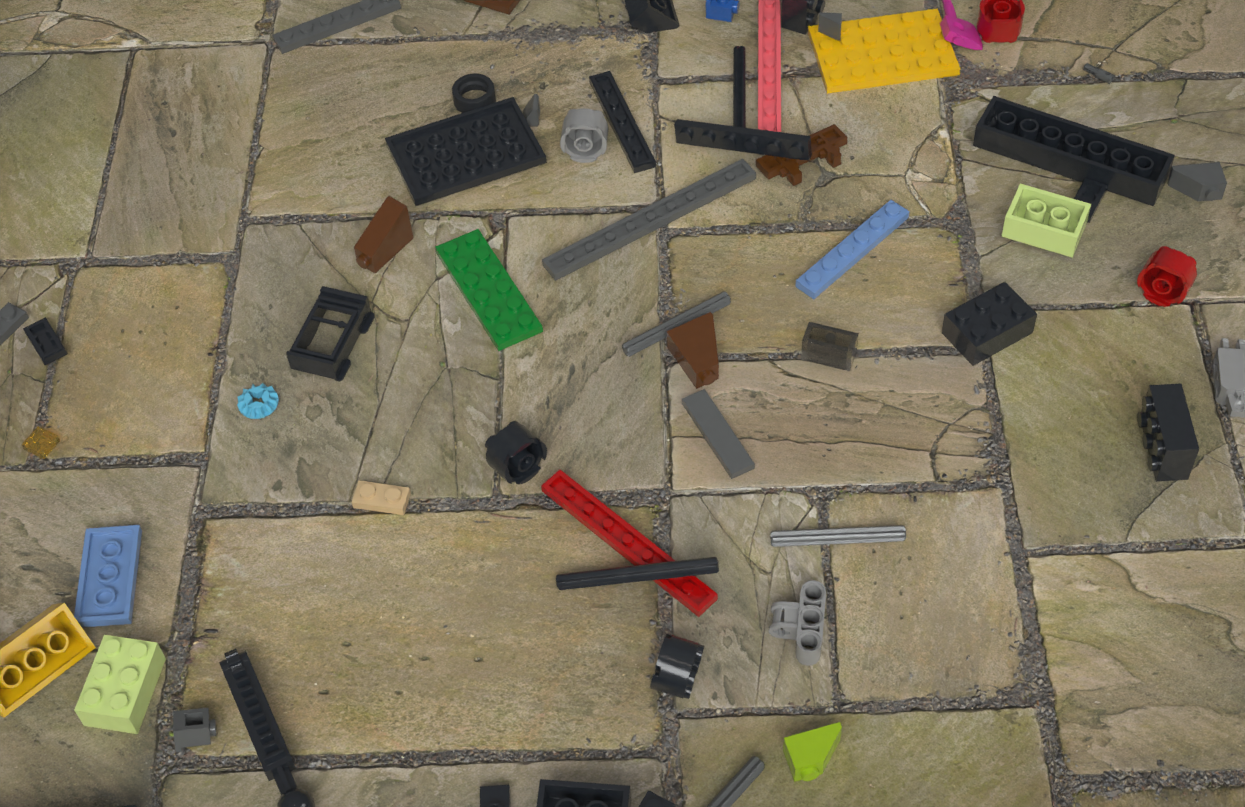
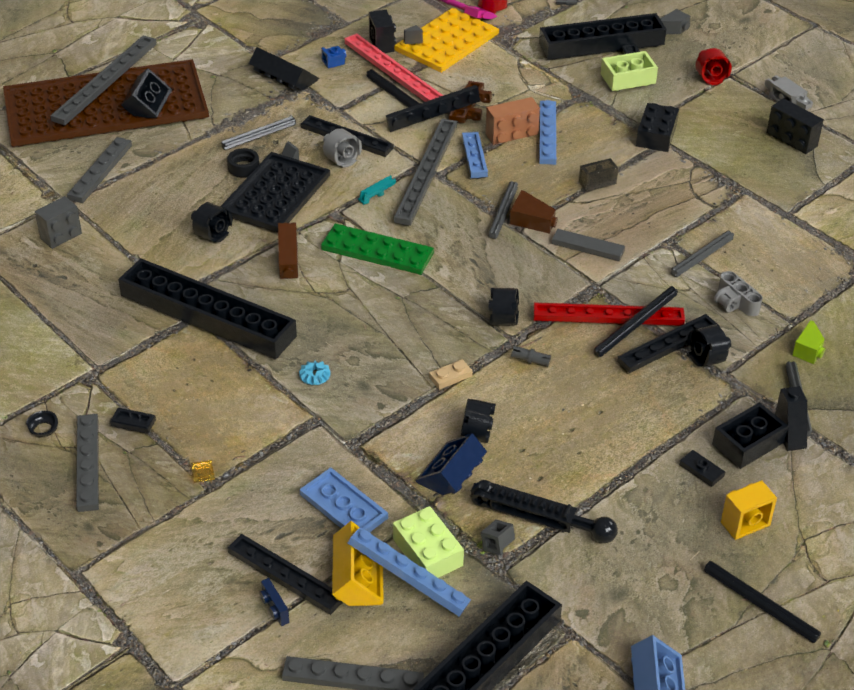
camera: 45 degrees left, 10 degrees down
(56, 703) = (409, 571): none -> medium blue plate
(217, 65) = (58, 222): none -> dark grey brick
(238, 258) = (208, 308): none -> black brick
(249, 611) = (452, 465): none -> dark blue slope
(323, 575) = (478, 419): none -> black brick
(337, 364) = (322, 334): black piece -> none
(352, 152) = (211, 222): none -> black brick
(481, 535) = (531, 356): none -> dark grey pin
(534, 64) = (258, 133): none -> axle
(568, 210) = (376, 189): none -> teal piece
(646, 626) = (662, 345): none -> black plate
(726, 230) = (474, 155): none -> medium blue plate
(811, 209) = (512, 120): none -> nougat brick

